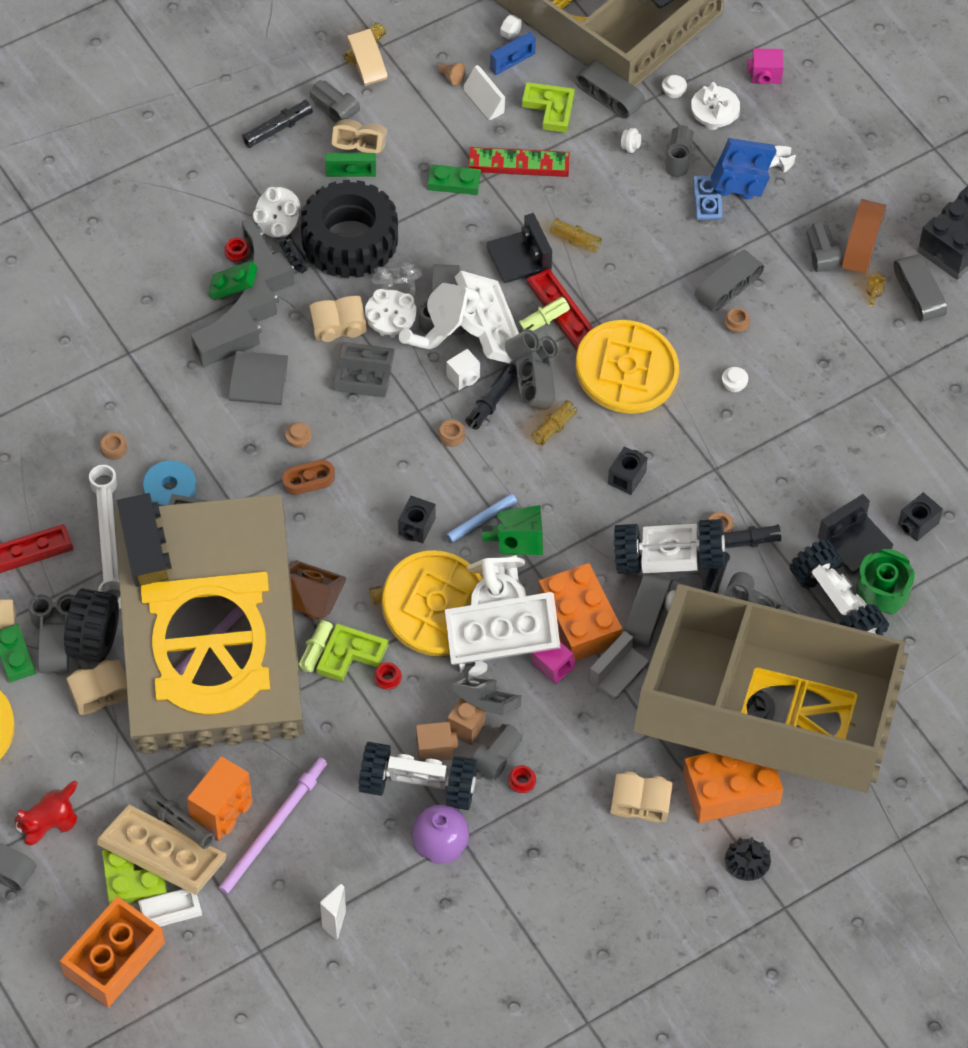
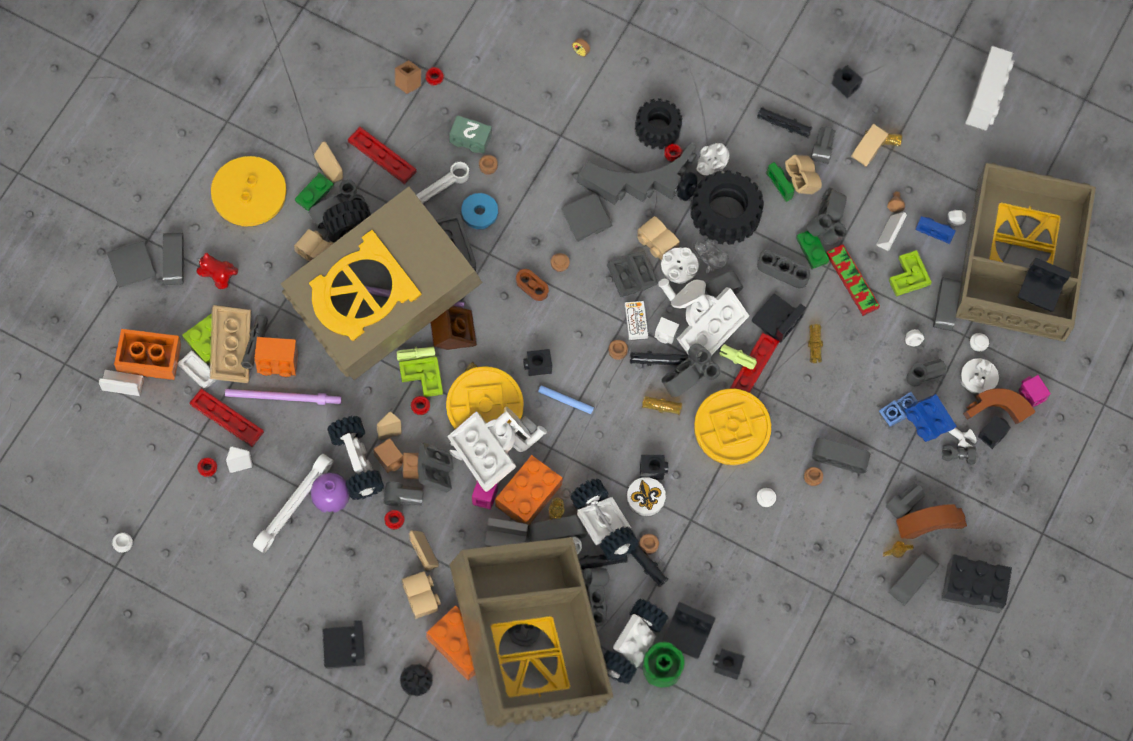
camera: 55 degrees right, 10 degrees up
(30, 270) = (581, 47): none -> tile
(61, 441) = (470, 134): none -> sand green brick
(127, 1008) = (121, 382): none -> white panel
(144, 539) = (395, 212): black brick -> none
(191, 226) = (662, 111): none -> black tyre
(232, 280) = (644, 162): green plate -> none
(258, 906) = (226, 417): none -> red tile
(269, 39) = (844, 87): none -> black brick
(314, 953) = (204, 462): none -> red plate
(399, 716) = (389, 426): none -> tan slope
(426, 395) = (636, 320): none -> white tile
(430, 139) = (830, 217): none -> dark grey piece
(458, 934) = (266, 537): none -> white piece
(462, 217) = (777, 261): none -> dark grey beam
(517, 531) = (564, 425): green torso -> none
(583, 769) = (423, 550): none -> tan slope
(625, 591) = (556, 509): none -> clear yellow pin
(658, 497) = (646, 496): none -> white tile
(659, 913) = (344, 646): none -> black bracket
(771, 89) = (1010, 401): none -> dark orange arch
(791, 125) = (994, 431): none -> black brick
(802, 163) = (970, 454): none -> dark grey piece

